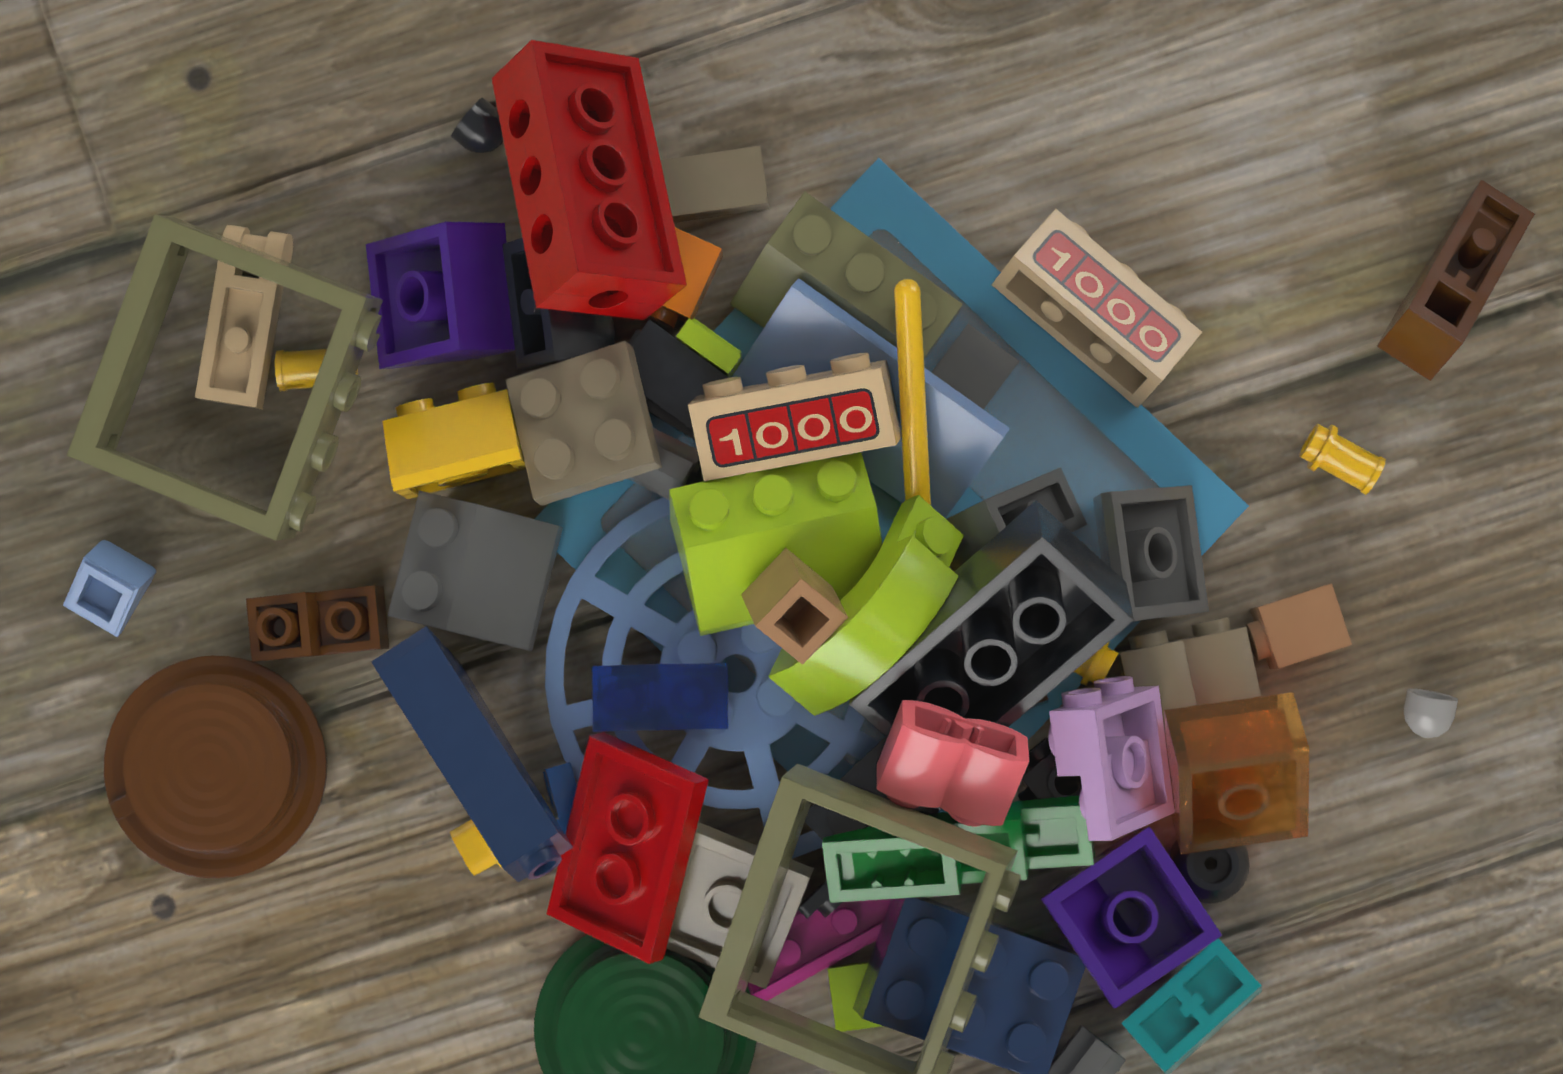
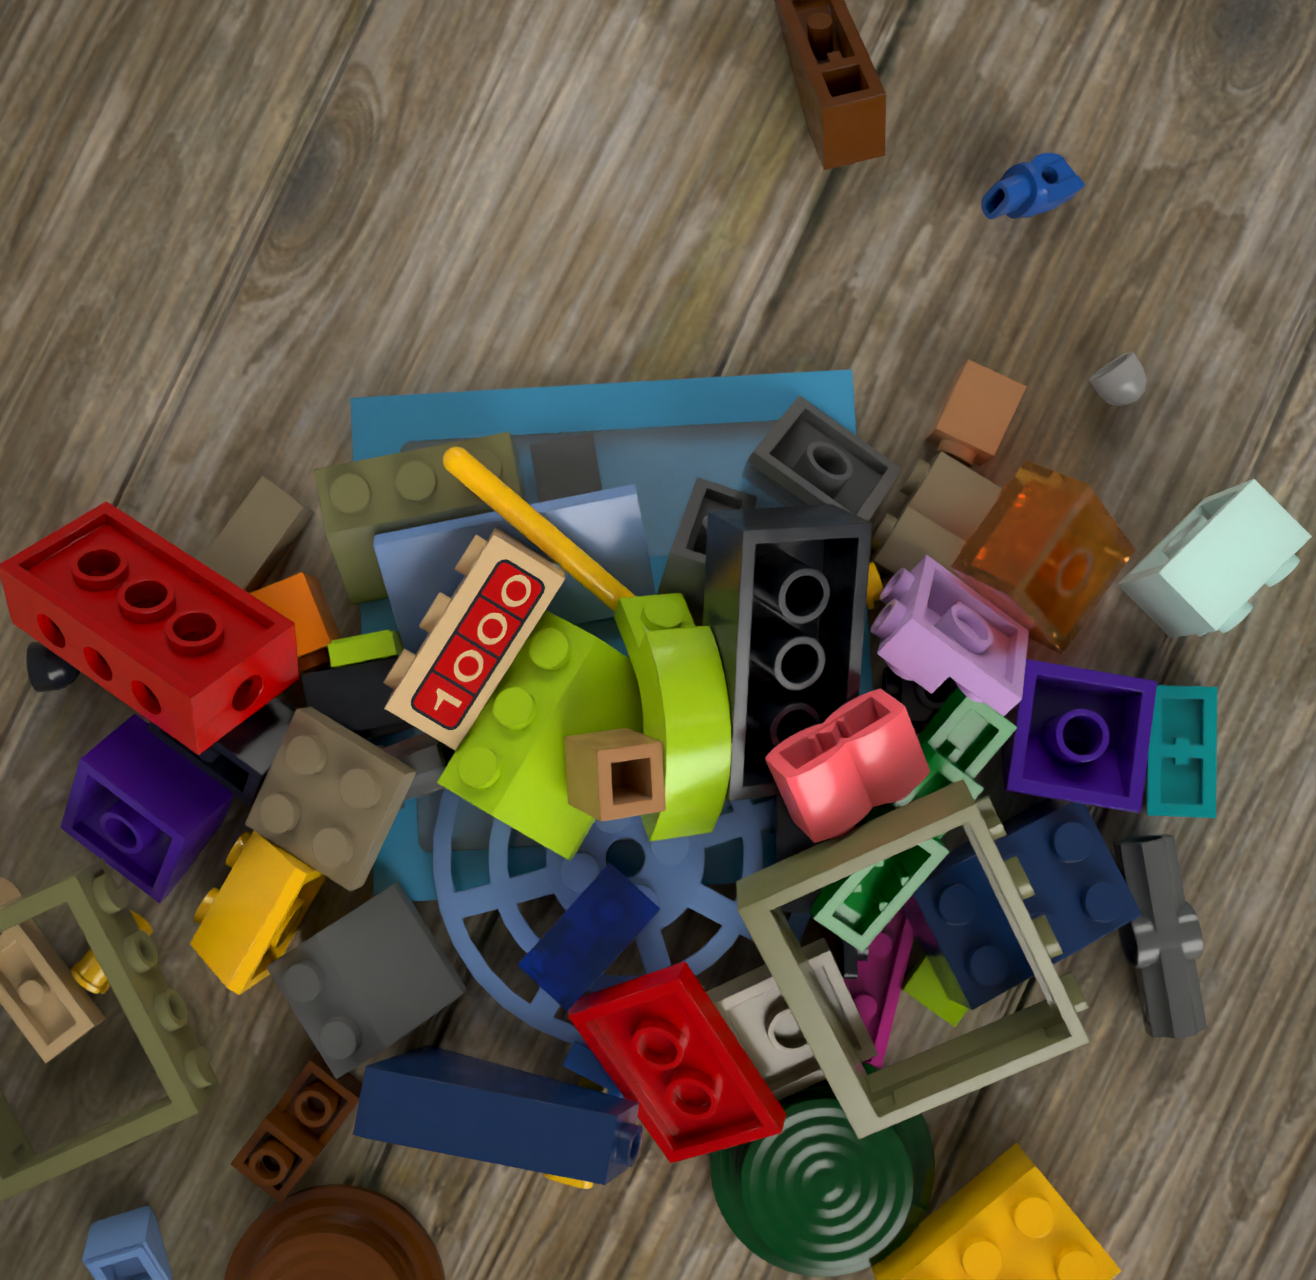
camera: 45 degrees left, 0 degrees up
(1096, 308) = (606, 342): tan brick -> none
(1222, 880) = (1102, 647): black plate -> none
(1341, 458) = (880, 271): yellow pin -> none
(1351, 899) = (1216, 562): none -> light aqua brick
(1503, 511) = (1032, 188): none -> blue piece

